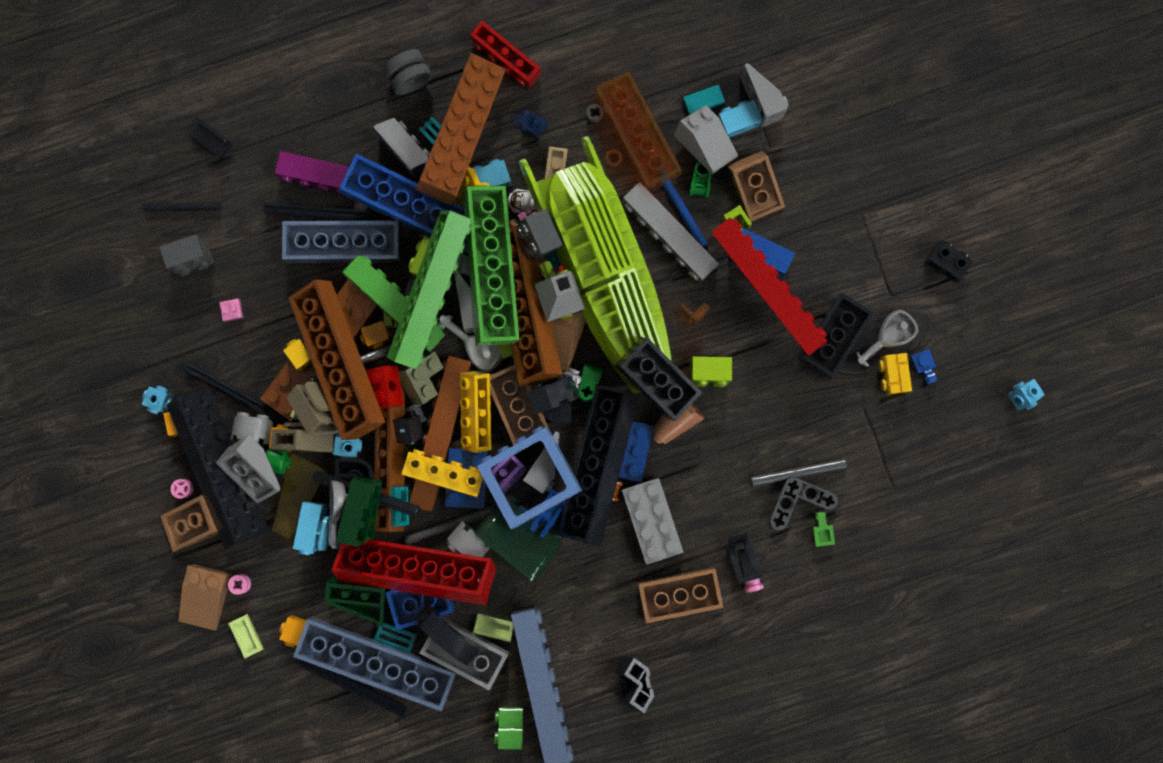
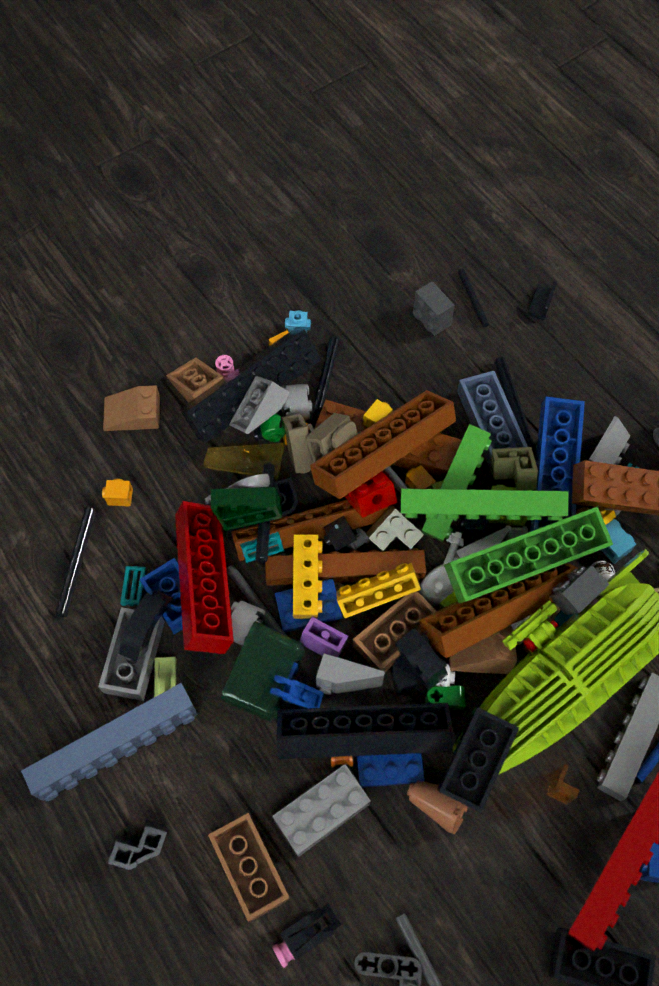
camera: 75 degrees right, 20 degrees down
(231, 310) = (397, 359): bright pink tile -> none
(243, 584) = (150, 440): bright pink wheel -> none
(246, 636) = (103, 455): yellowish green tile -> none
(310, 172) = (546, 378): magenta brick -> none
(312, 528) = (216, 474): medium azure brick -> none
(346, 448) = (305, 486): medium azure brick -> none
(362, 600) = (161, 538): dark green wedge -> none
(375, 663) = (101, 574): sand blue brick -> none
(396, 240) = (516, 465): none -> olive brick
(510, 728) = (64, 724): bright green brick -> none
(559, 296) = (527, 627): light grey slope -> none
(559, 460) = (335, 701): medium blue piece -> none
(710, 371) = (506, 824): lime brick -> none

